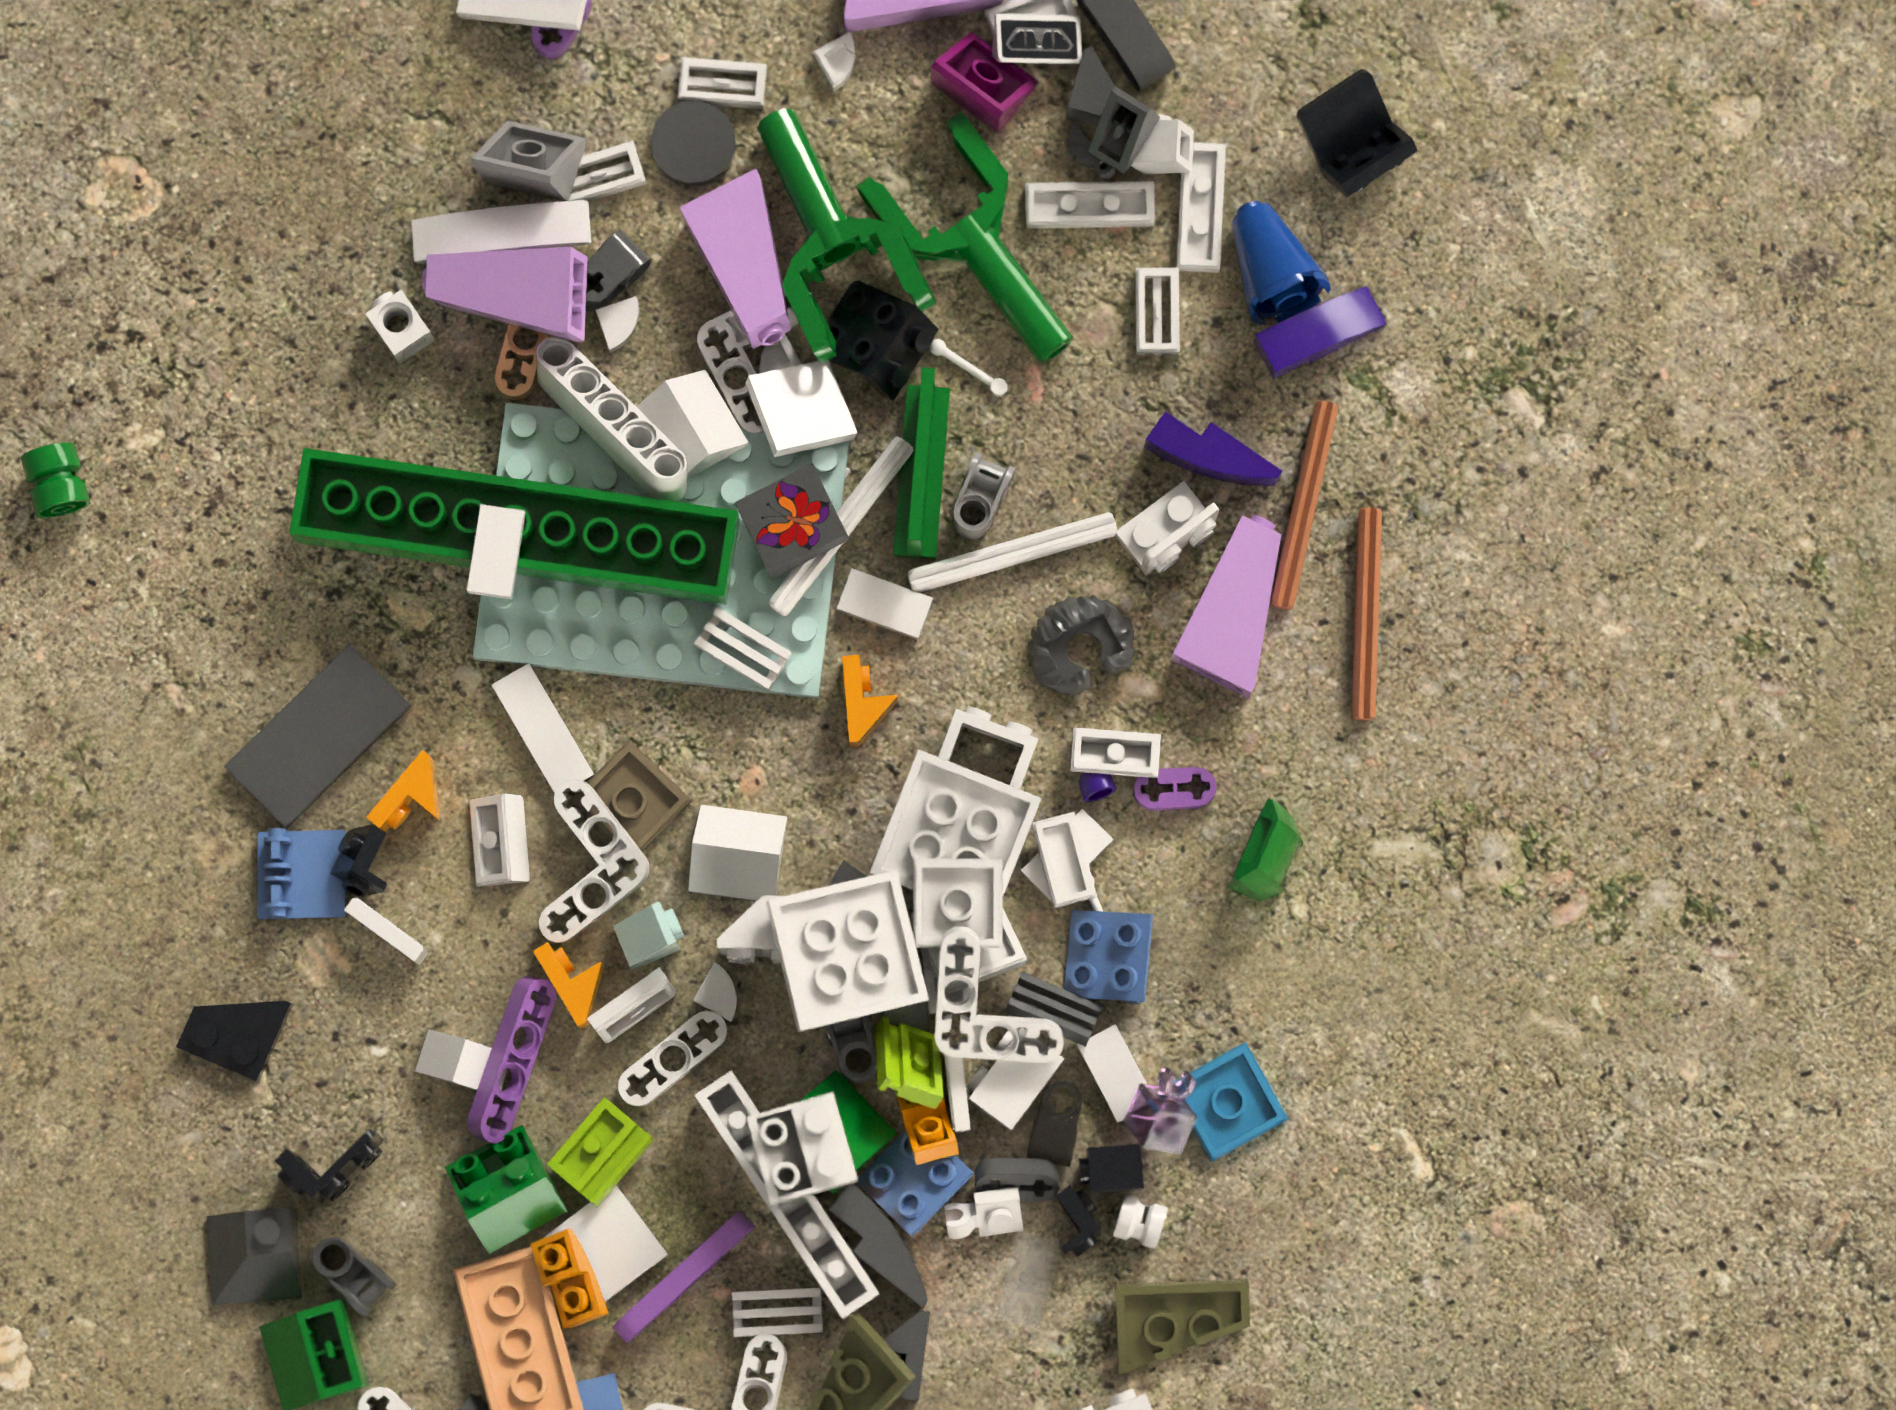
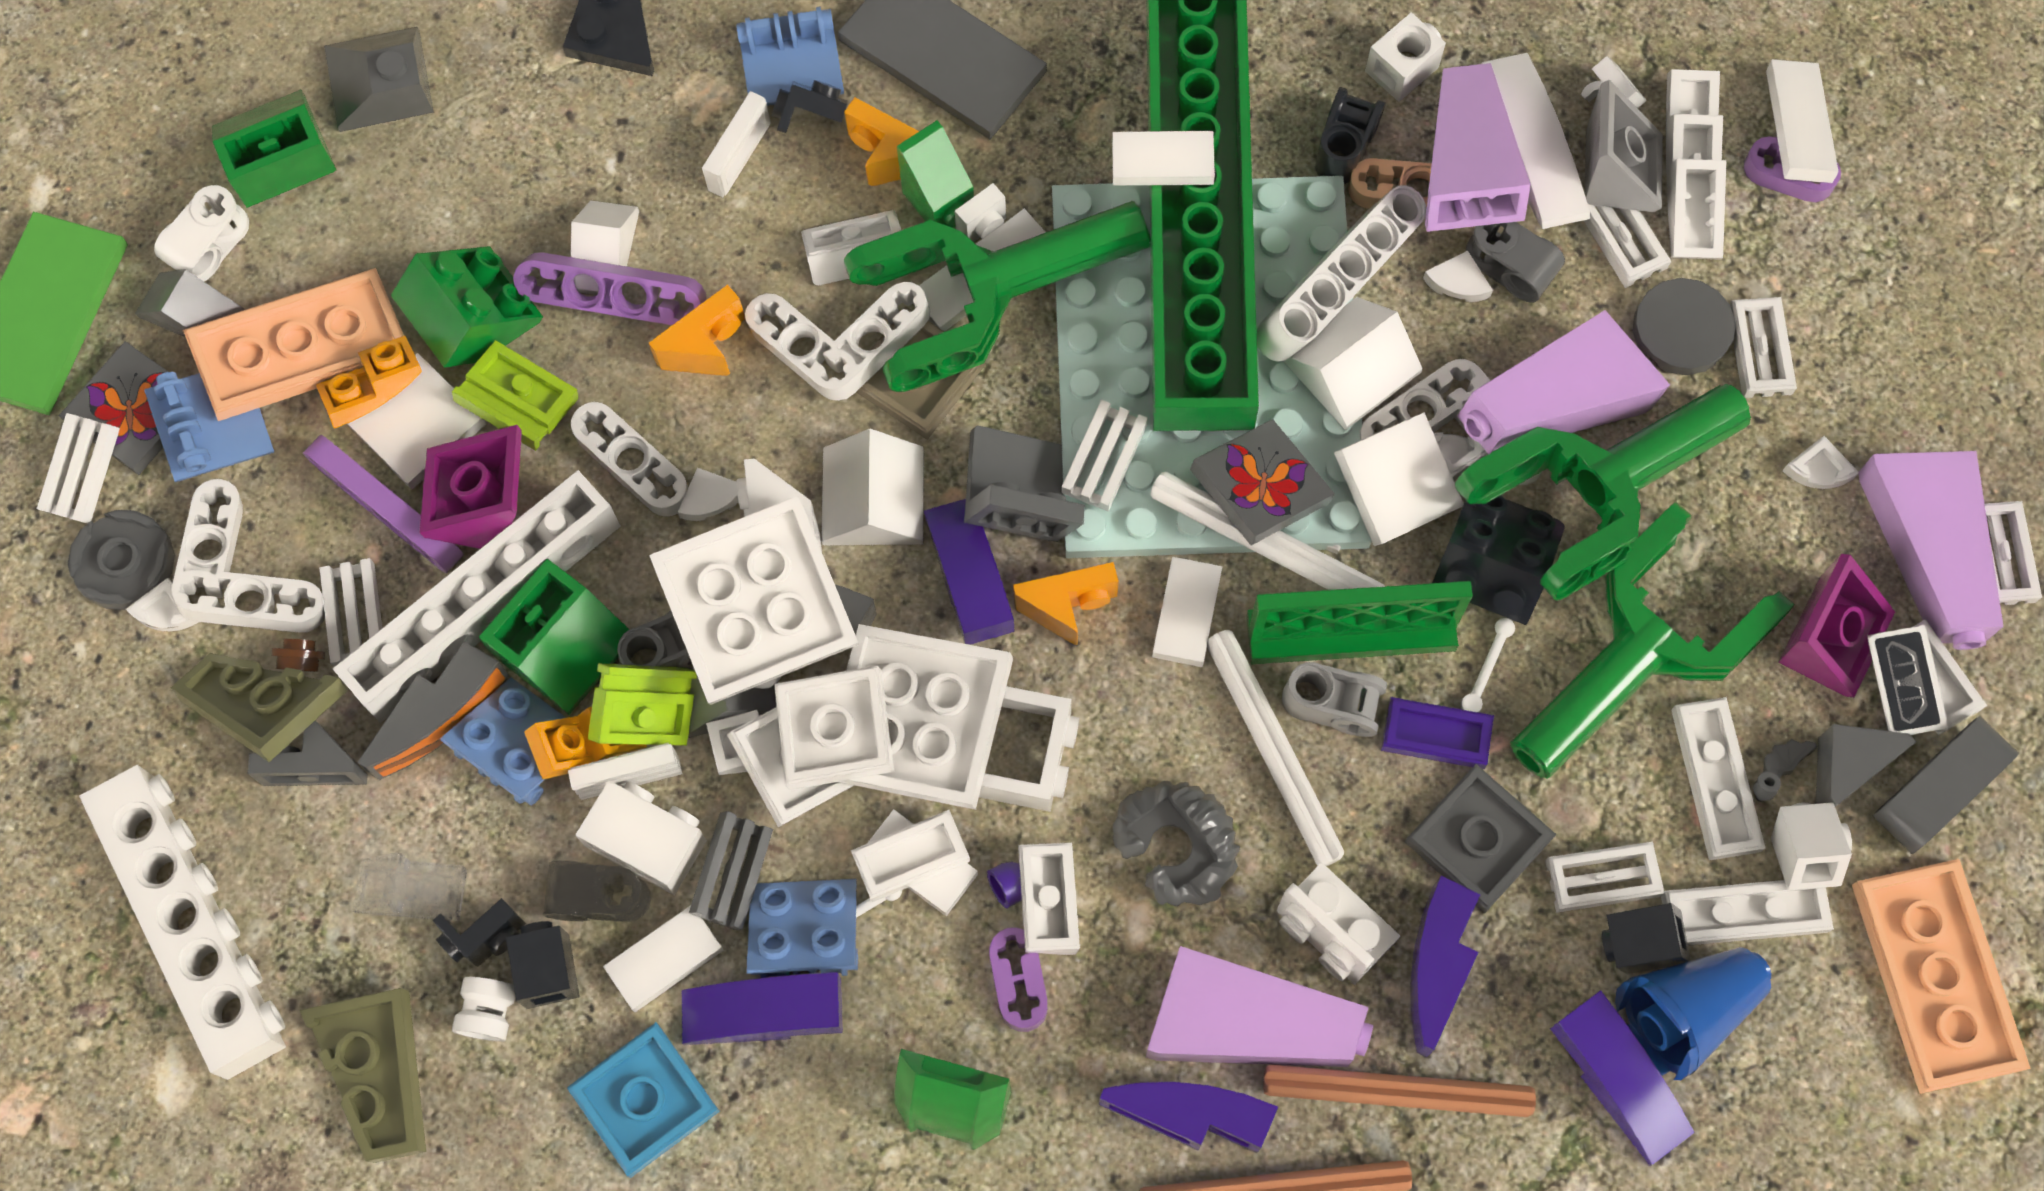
camera: 85 degrees right, 10 degrees down
(303, 1178) = (457, 104): black bracket -> none
(353, 1276) = (359, 168): dark grey piece -> none
(457, 150) = (1609, 70): none -> white tile
(460, 386) = (1347, 130): none -> black piece
(461, 755) = (933, 175): none -> slope
(495, 722) = (981, 213): none -> white plate
(545, 100) = (1695, 165): none -> white slope
(563, 715) = (991, 279): none -> green piece
(632, 1006) = (682, 403): white tile -> none
(649, 935) = (762, 407): light aqua slope -> none
(691, 1189) = (471, 488): none -> magenta slope
(756, 726) = (1018, 486): none -> dark grey bracket
(802, 1149) = (517, 587): white slope -> none
(812, 1359) = (298, 655): none -> reddish brown plate
(821, 779) = (969, 574): none -> dark purple slope
(979, 1025) = (690, 772): white beam -> none
(991, 1213) = (482, 832): white plate -> none
(1019, 419) = (1437, 733): none -> dark purple tile
(1020, 1174) = (522, 856): dark grey beam -> none
(1111, 402) = (1480, 837): none -> dark grey tile
(1122, 130) = (1822, 787): dark grey slope -> none
(1161, 1115) = (609, 1012): clear purple brick -> none
(1172, 996) = (762, 1009): none -> dark purple slope
(1216, 290) = (1646, 939): none -> black brick
(1265, 69) = (1940, 976): none -> light nougat tile
(1301, 665) = (1191, 1110): none -> dark purple slope
(1353, 134) = (1889, 1082): black bracket -> none

